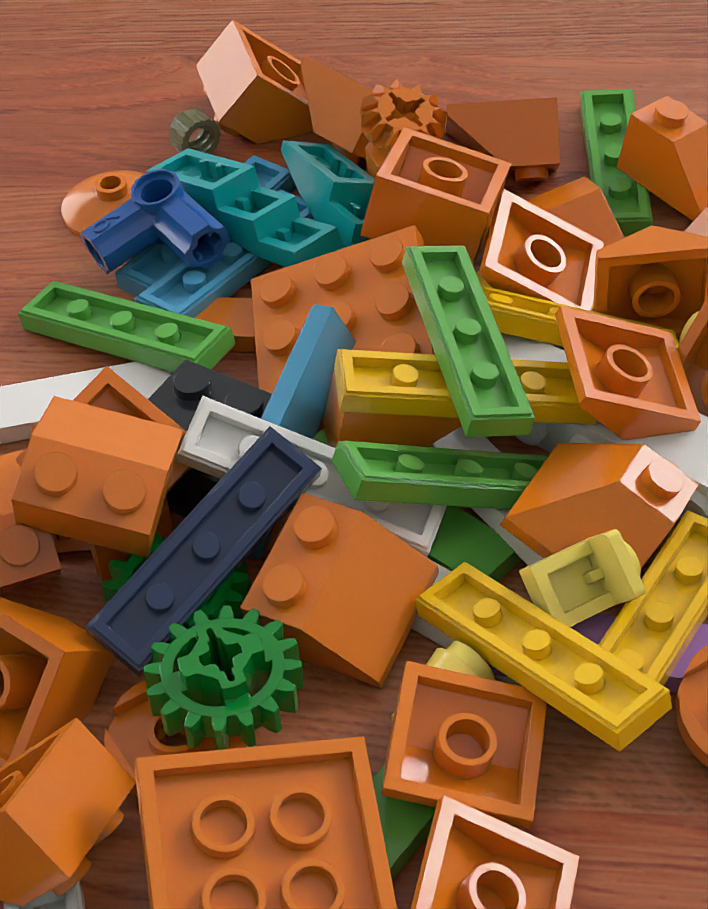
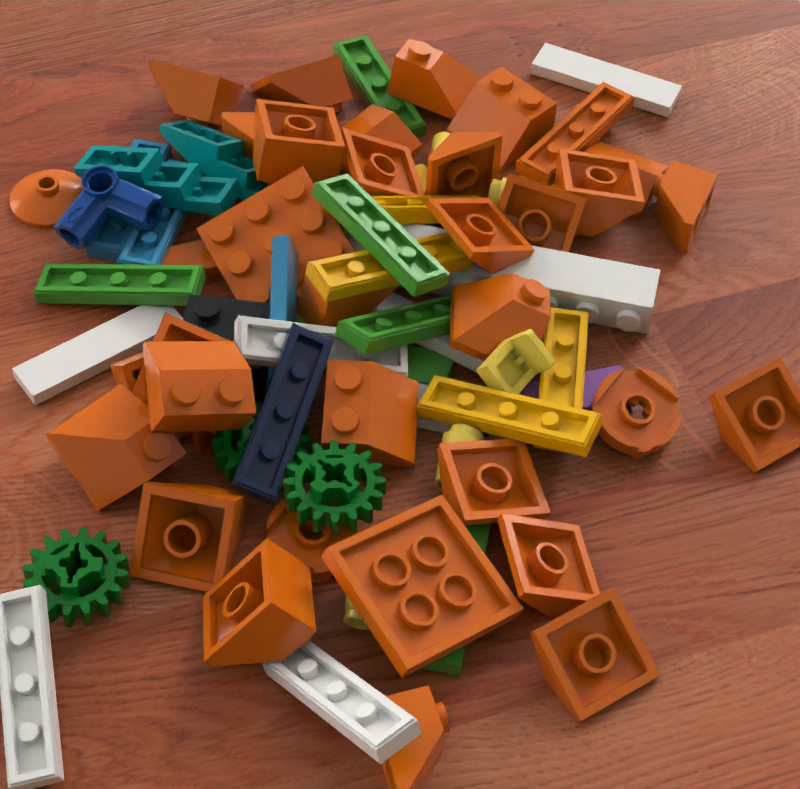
camera: 30 degrees left, 5 degrees up
(186, 123) = (83, 132): olive axle -> none
(254, 87) = (111, 88): orange slope -> none
(379, 108) = (225, 91): orange gear -> none

